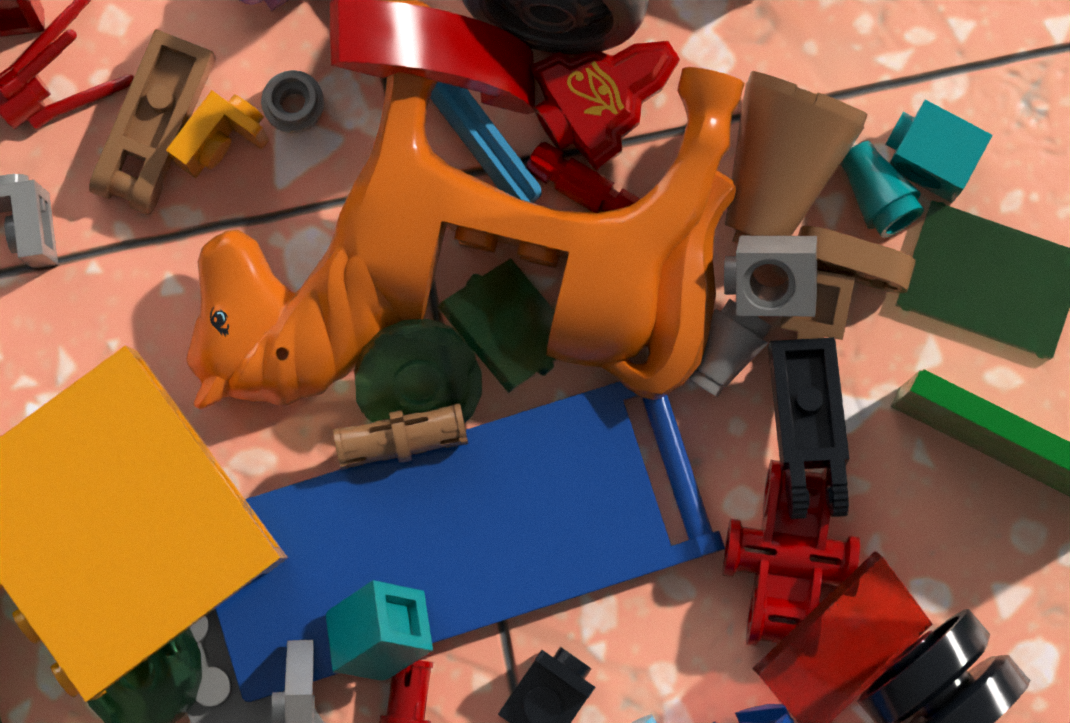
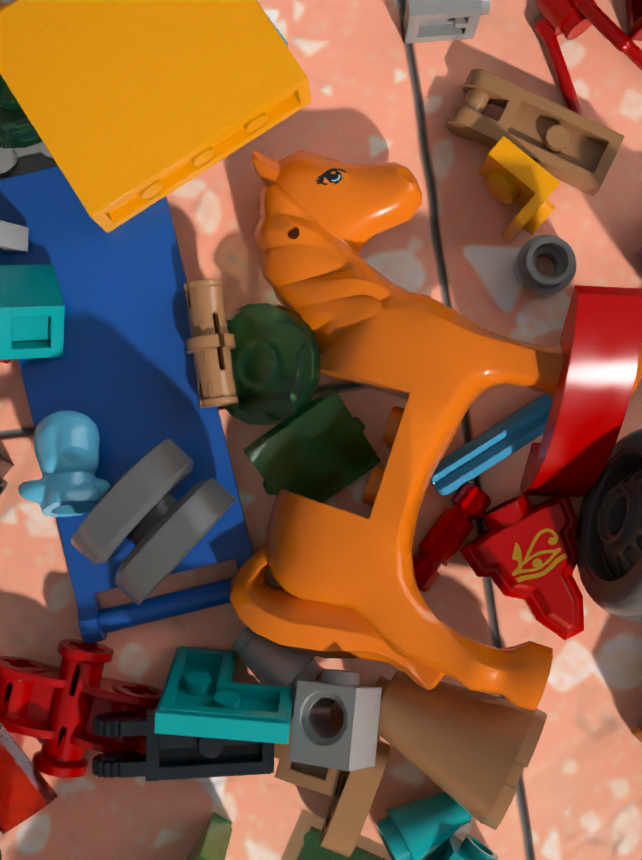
camera: 90 degrees right, 5 degrees up
(528, 571) = (68, 458): none -> medium azure animal
(594, 460) = (145, 512): none -> dark grey wheel
(764, 412) = (207, 702): none -> teal tile

